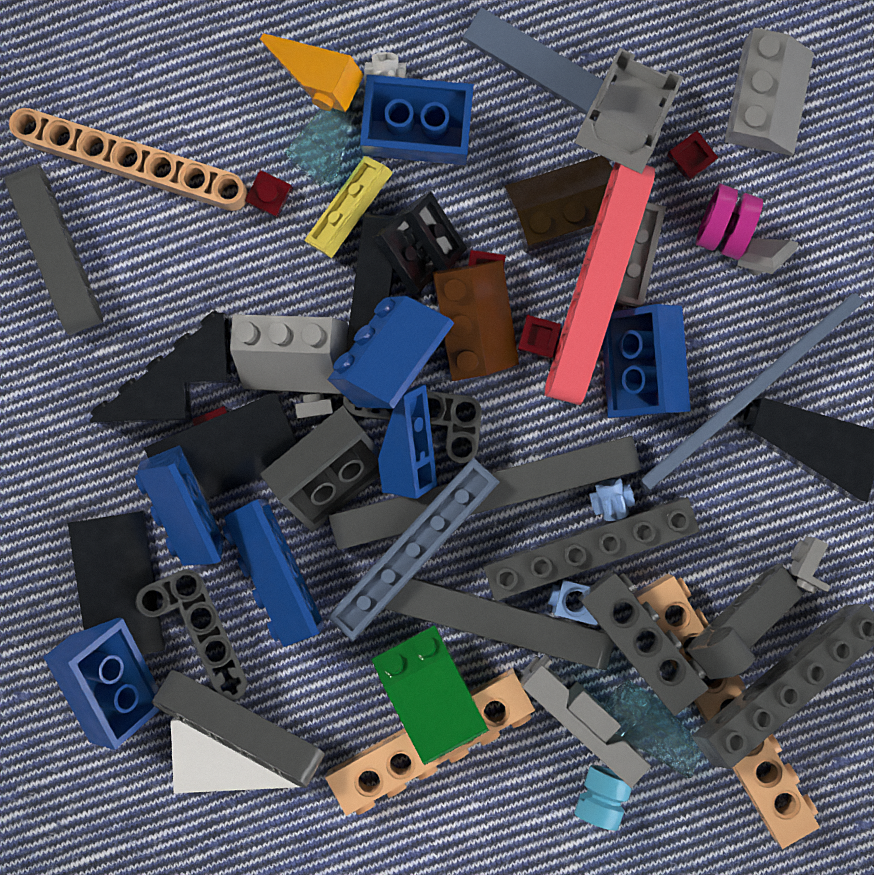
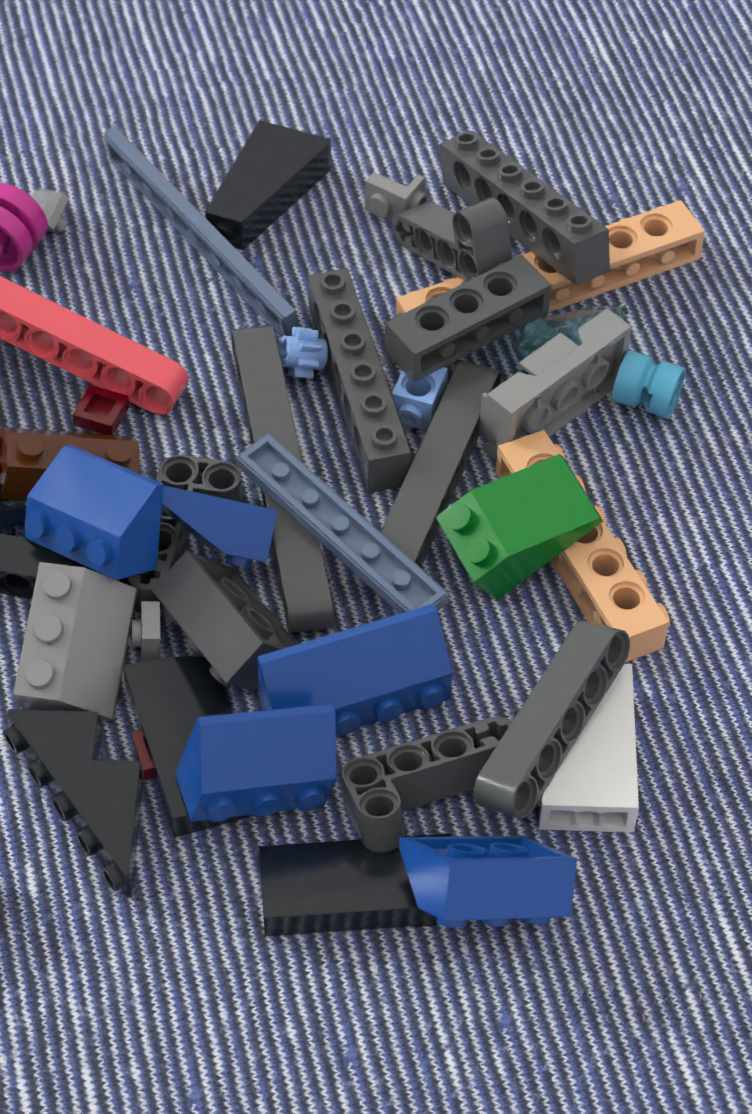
camera: 90 degrees left, 35 degrees down
(646, 362) = (156, 312): blue slope -> none

